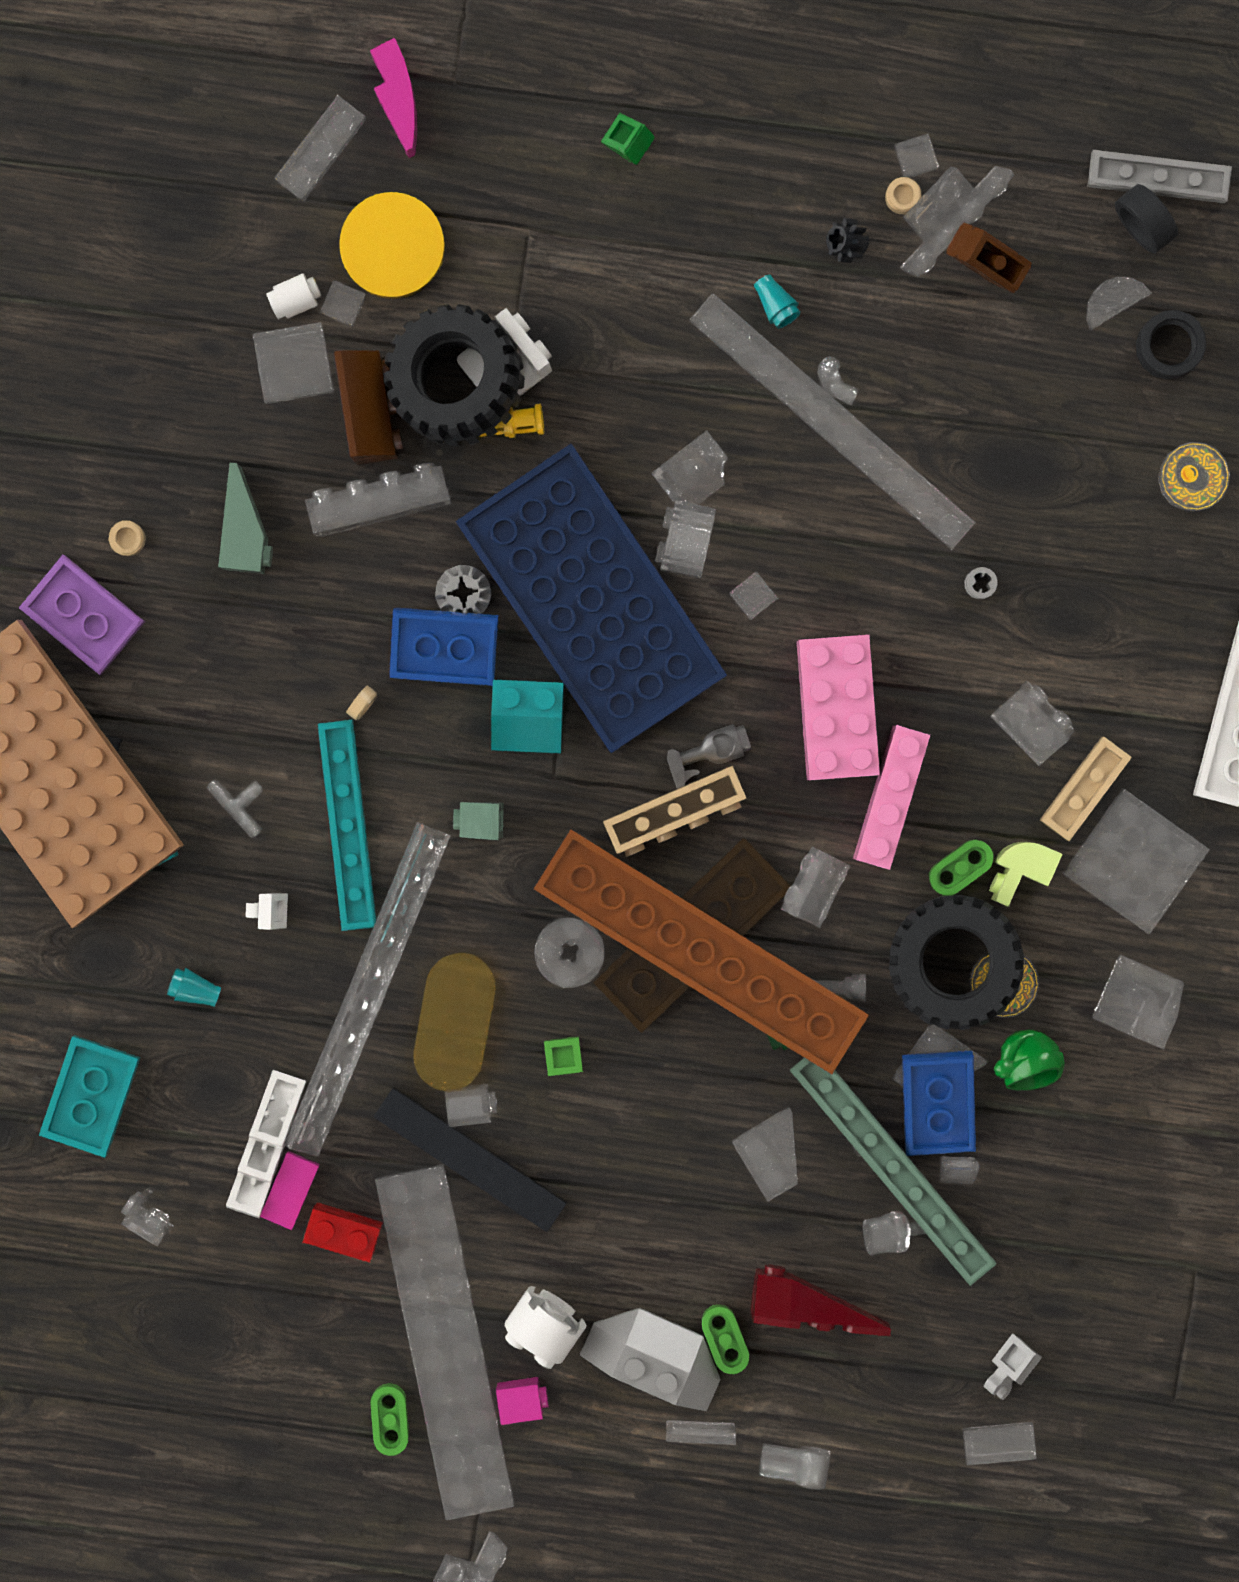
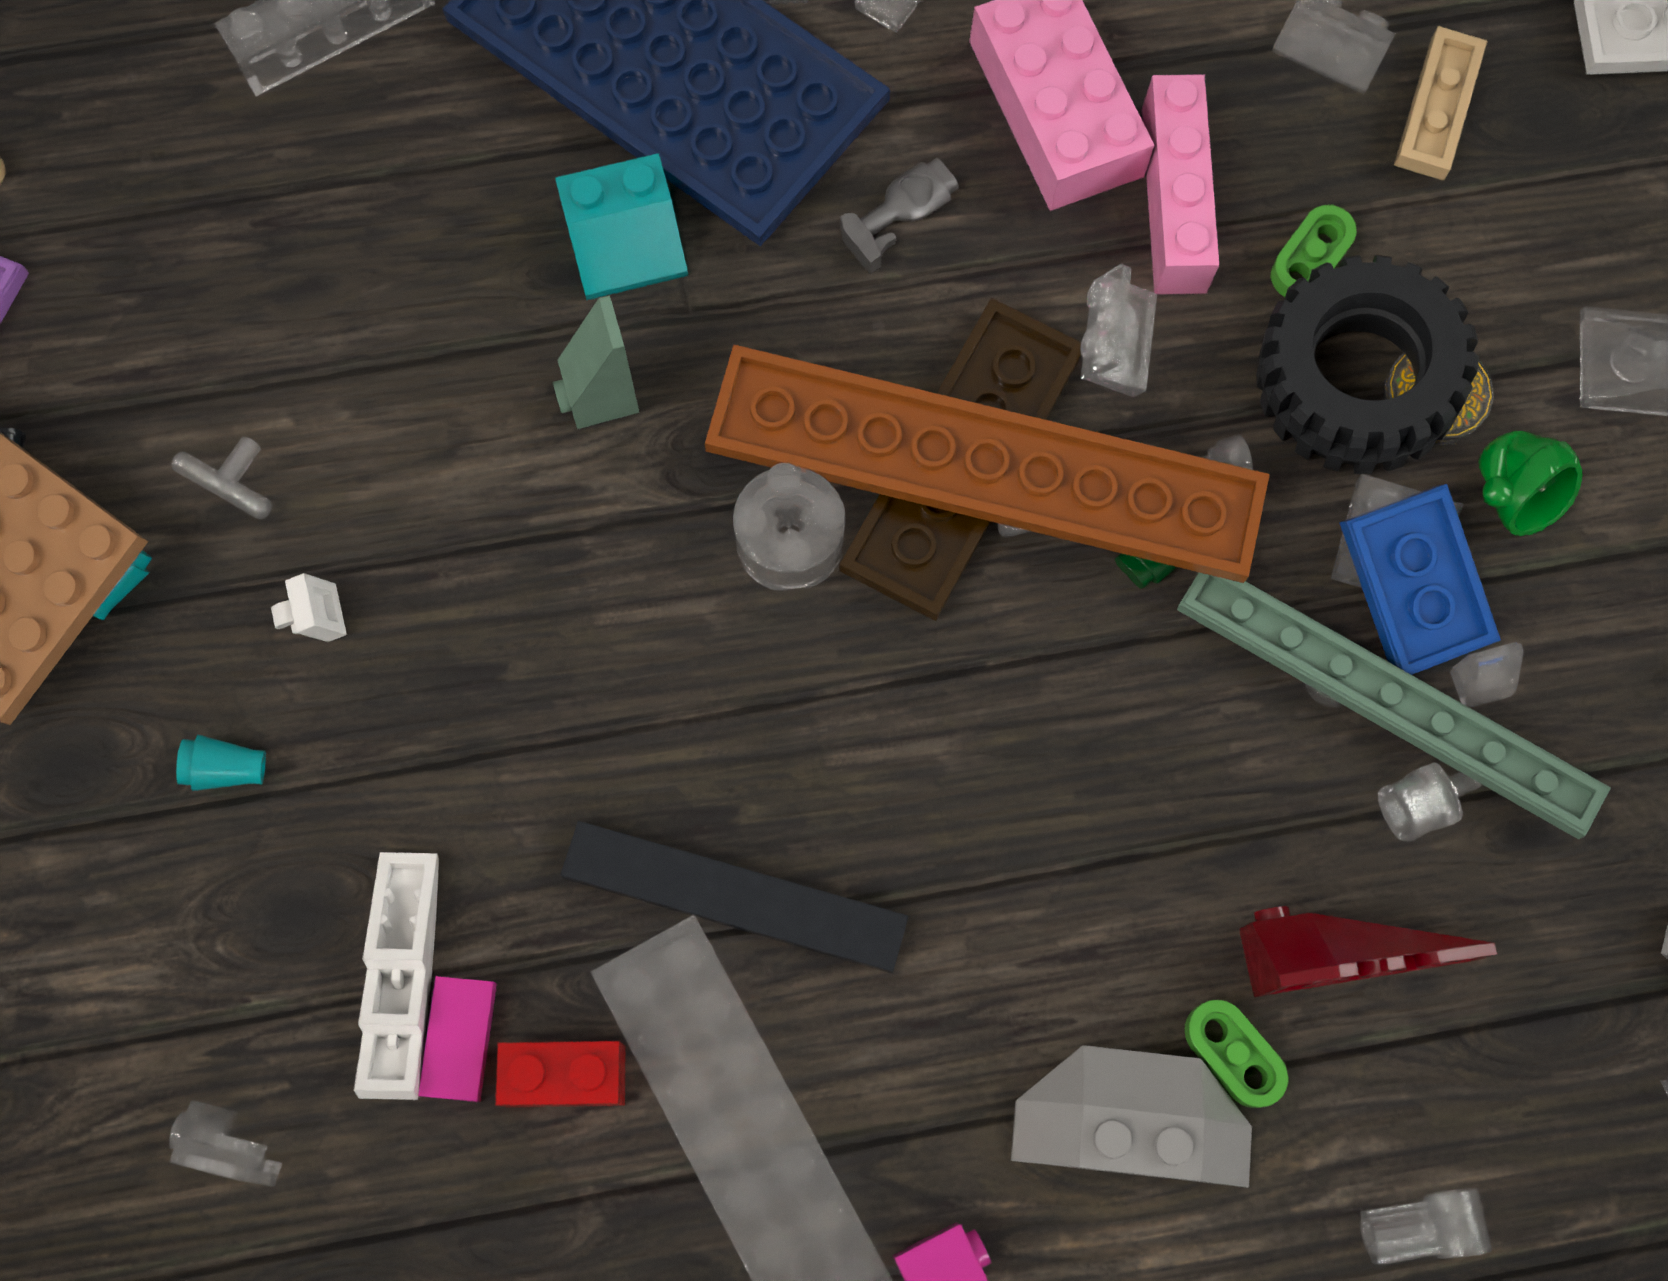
camera: 20 degrees left, 15 degrees down
(89, 1096) = (88, 987): teal plate -> none
(243, 536) = (141, 114): sand green slope -> none
(347, 825) = (402, 462): teal tile -> none
(362, 703) = (374, 279): tan tile -> none
(367, 989) = (493, 693): clear plate -> none
(443, 646) = (473, 173): blue tile -> none
(454, 1021) = (646, 693): clear yellow tile -> none
(470, 1105) = (708, 806): clear brick -> none
(473, 579) = (467, 119): light grey gear -> none
(543, 1327) = (939, 1122): white brick -> none
(563, 1056) = (829, 689): bright green plate -> none
(677, 808) = (879, 283): tan brick -> none
(700, 1432) = (1254, 1223): clear tile -> none
(770, 1154) = (1197, 743): clear wing -> none
(1021, 860) = (1405, 215): yellowish green brick -> none
(1136, 861) = (1550, 180): clear plate -> none

